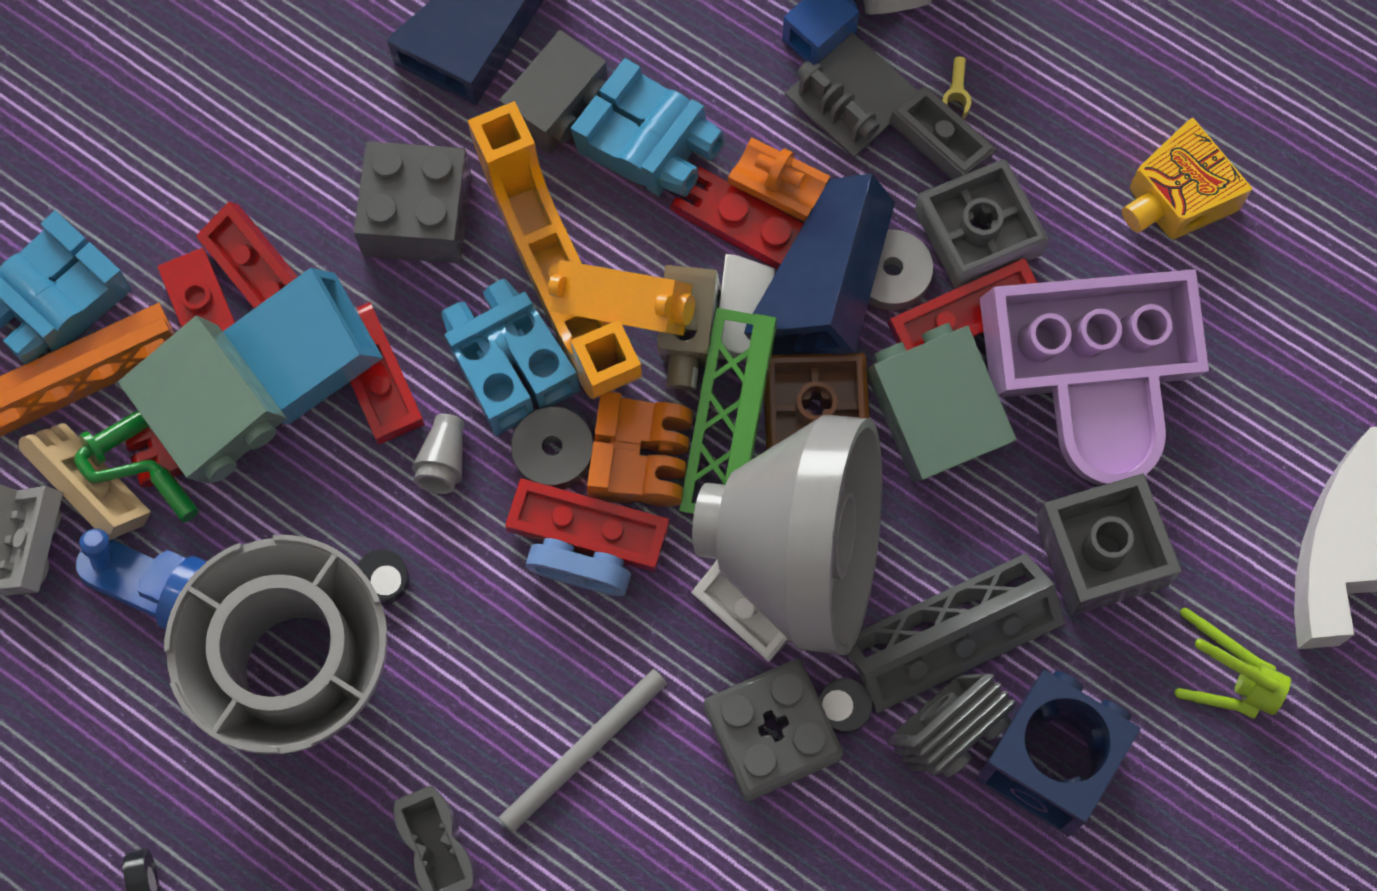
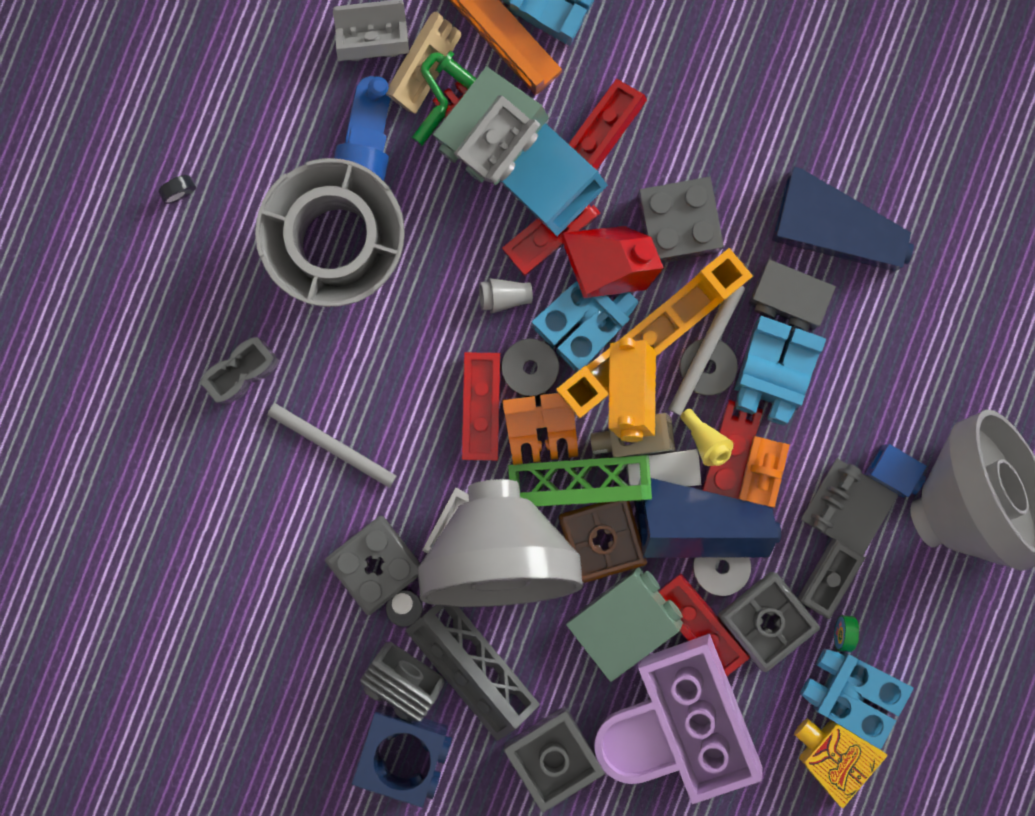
camera: 70 degrees right, 15 degrees up
(195, 289) = (573, 95): red plate -> none
(225, 378) = (498, 140): none -> light grey bracket
(386, 574) = (411, 280): black tile -> none
(439, 291) = (612, 260): none -> red slope
(598, 573) = (450, 393): medium blue plate -> none
(603, 218) = (704, 352): none -> light grey bar
(614, 200) = (724, 371): none -> dark grey piece
(724, 233) = (712, 445): none -> light yellow cone
(956, 90) = (873, 580): light yellow hand -> none
(1019, 135) = (846, 633): none -> green tile
(1104, 140) = (844, 695): none -> dark azure hips

